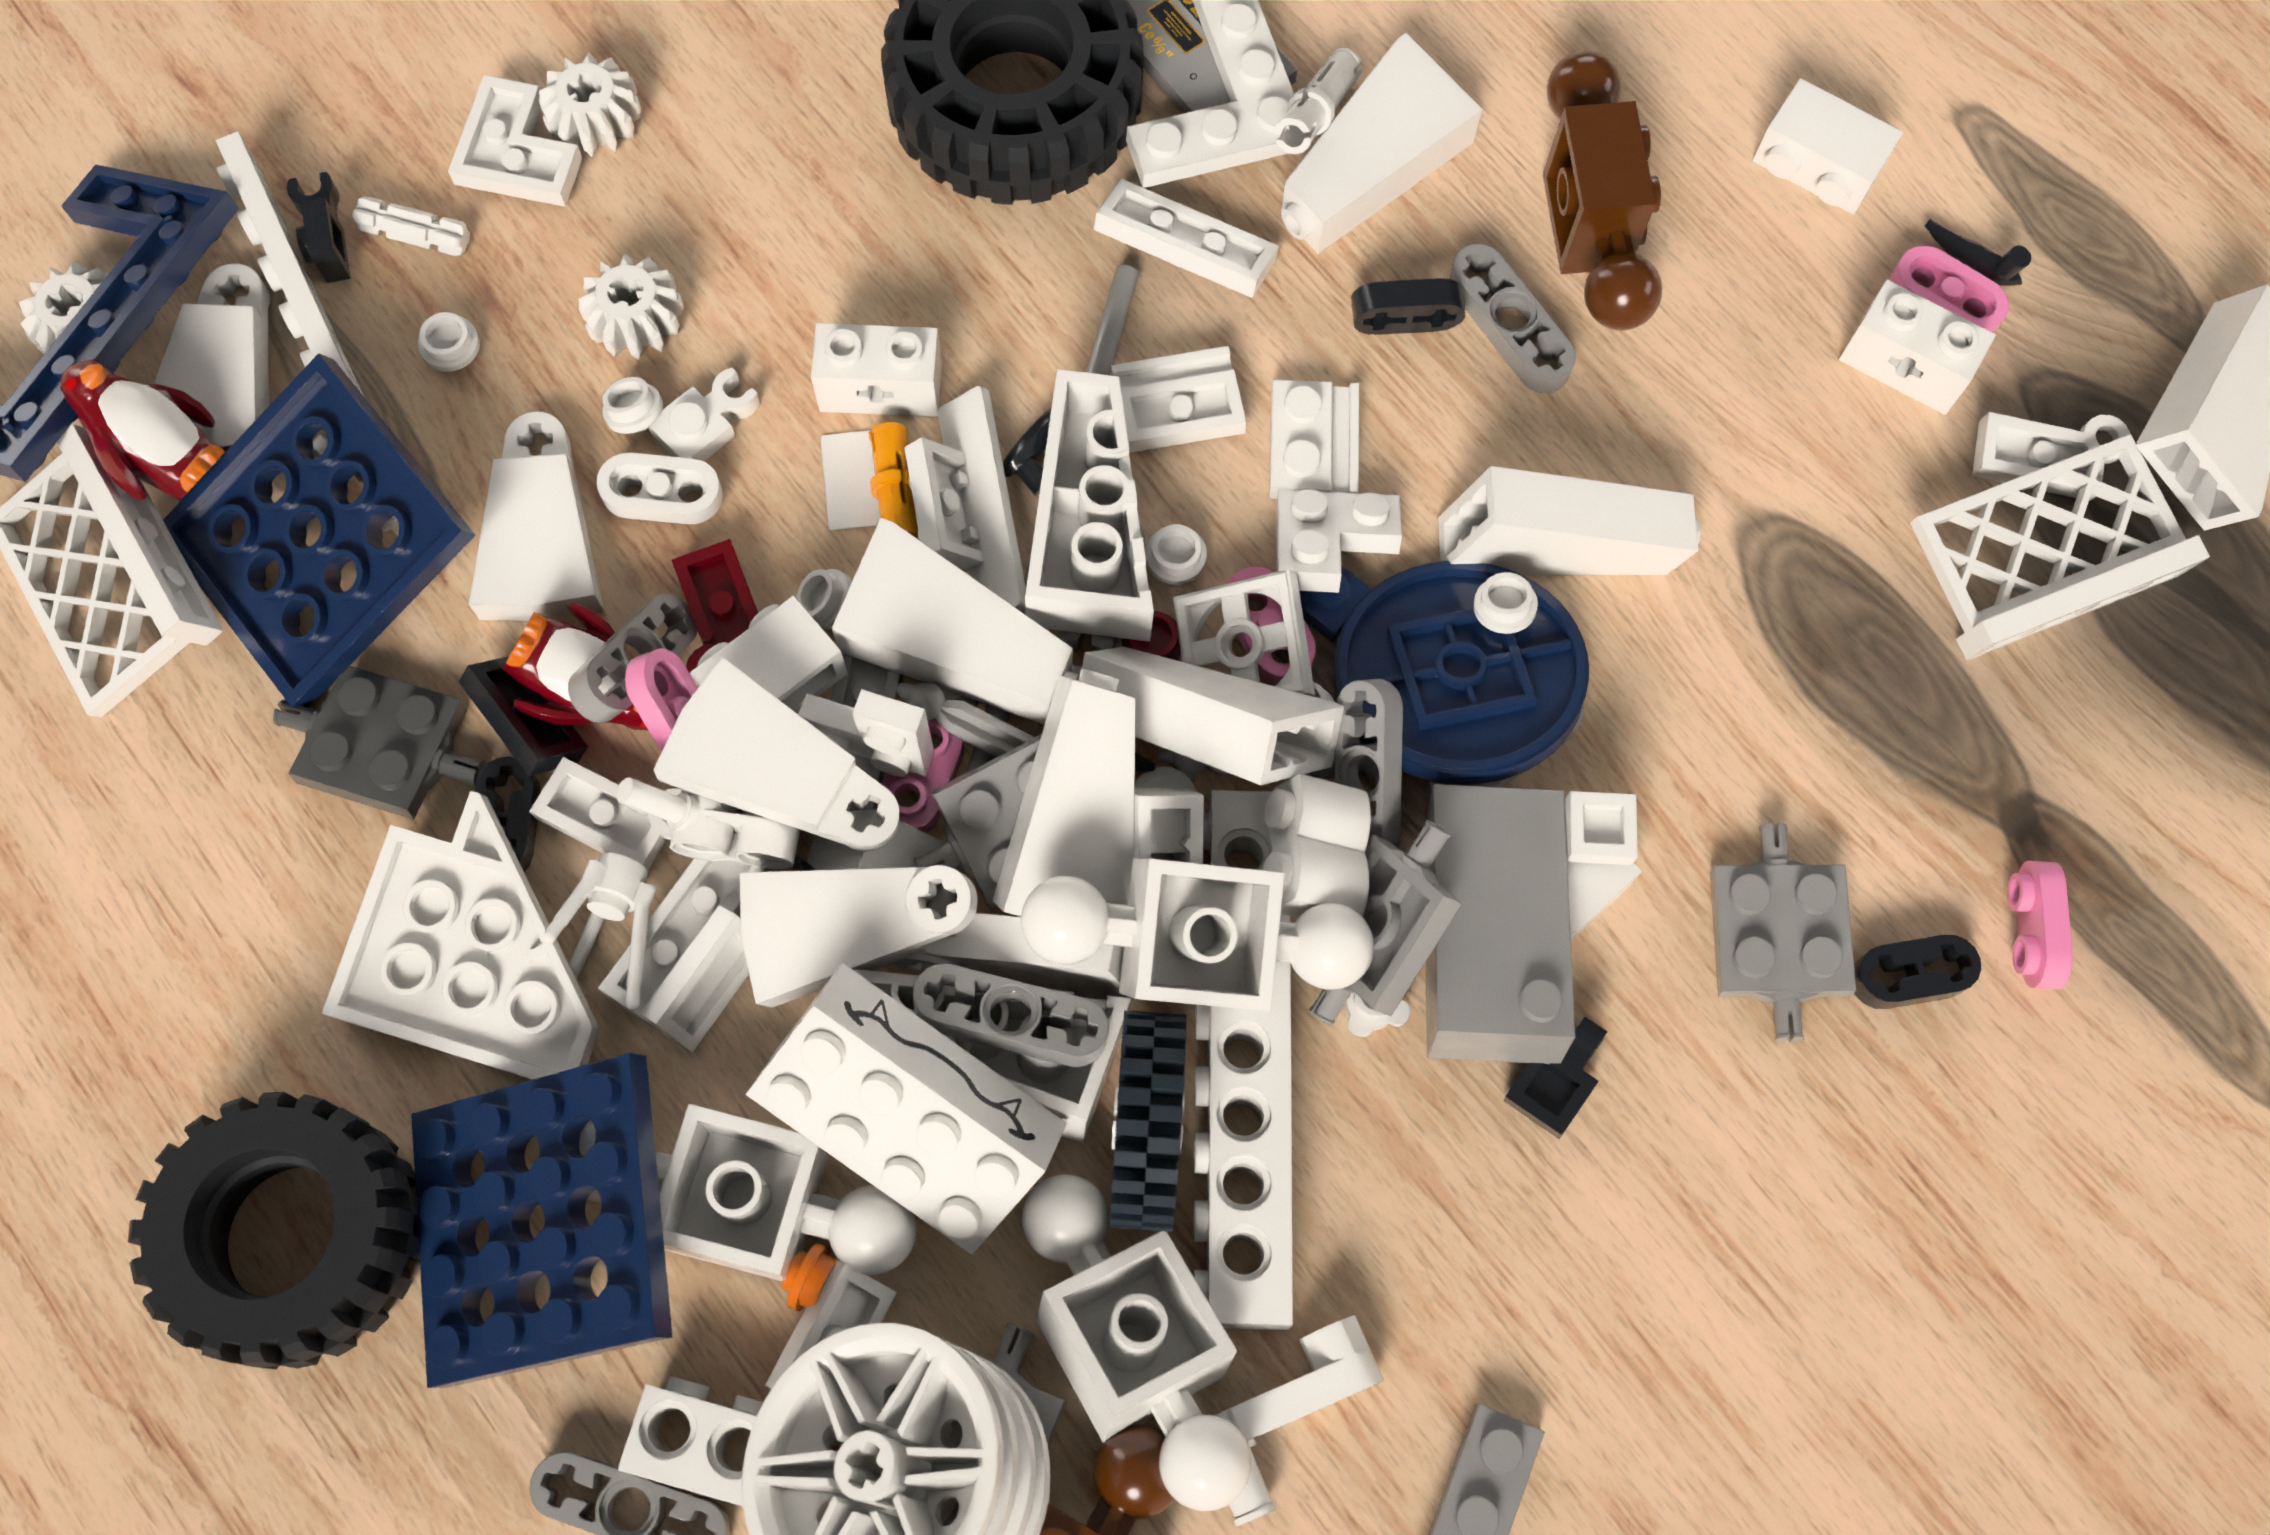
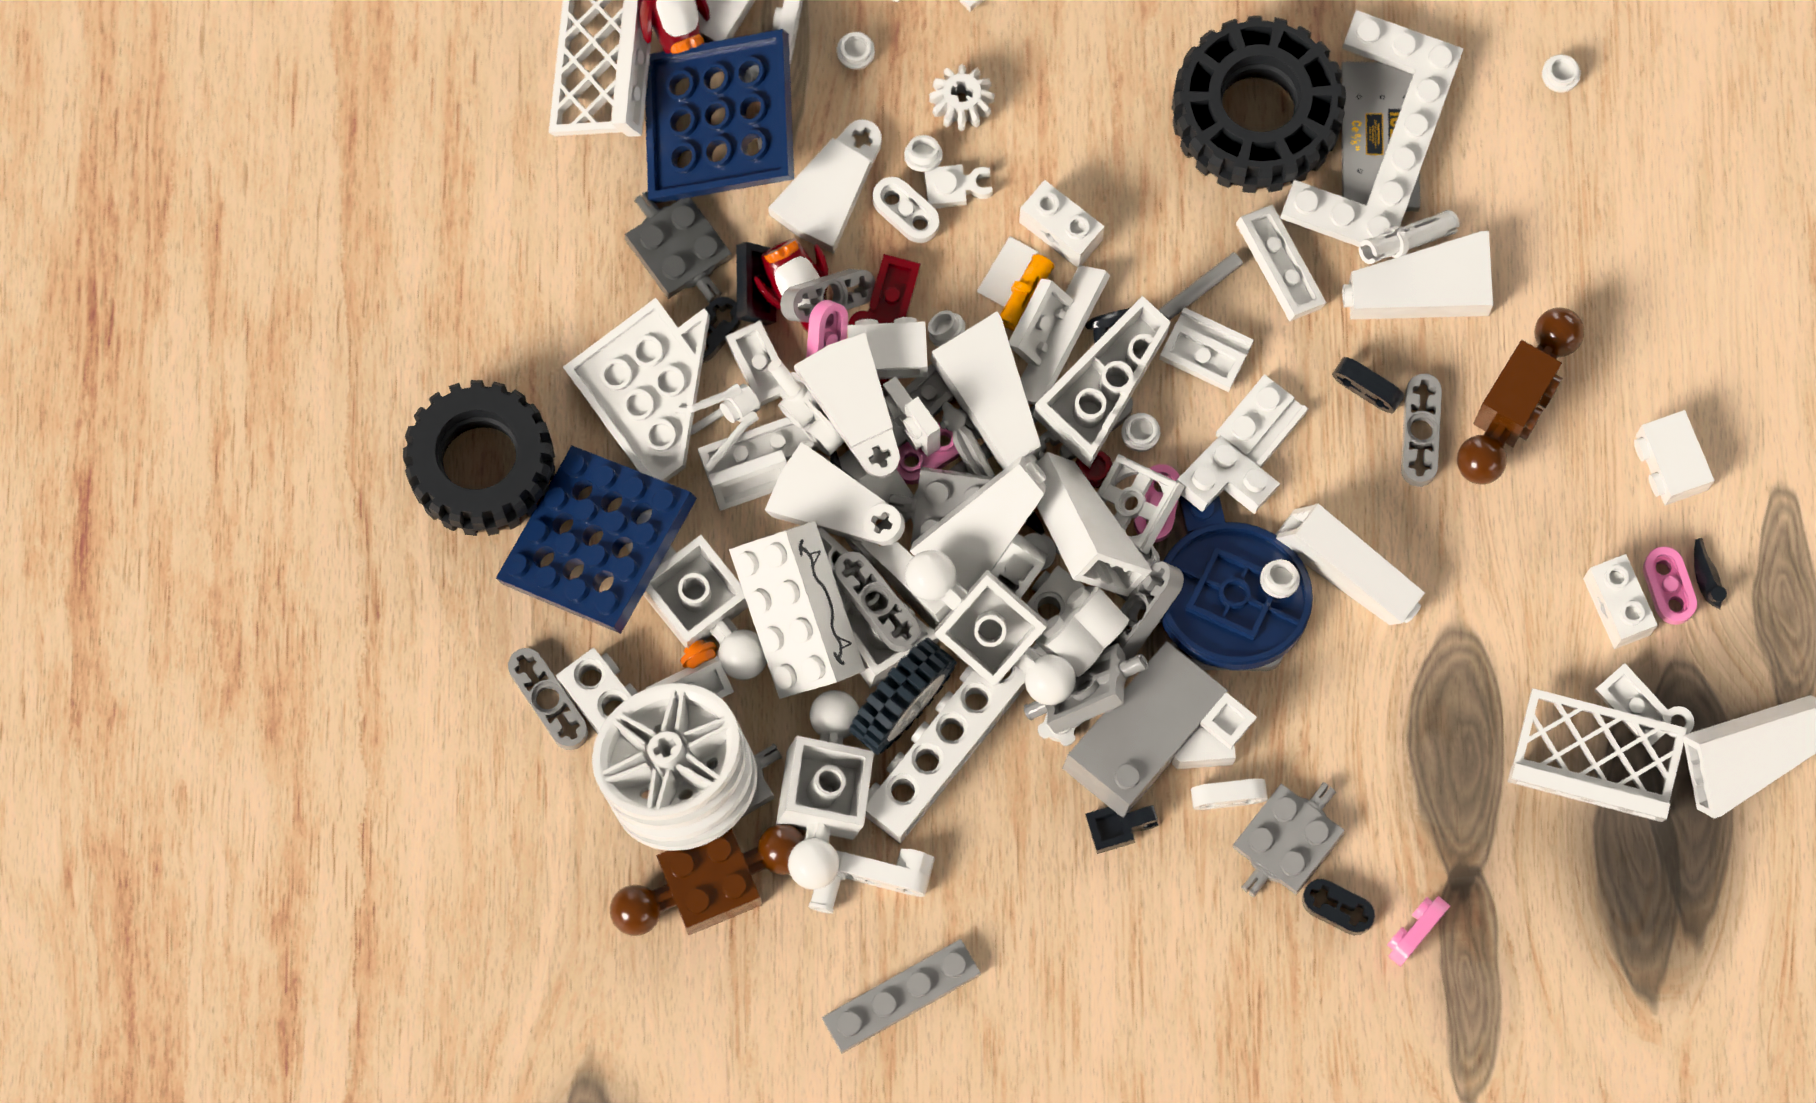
camera: 40 degrees right, 5 degrees up
(1663, 928) = (1229, 794): none -> white beam

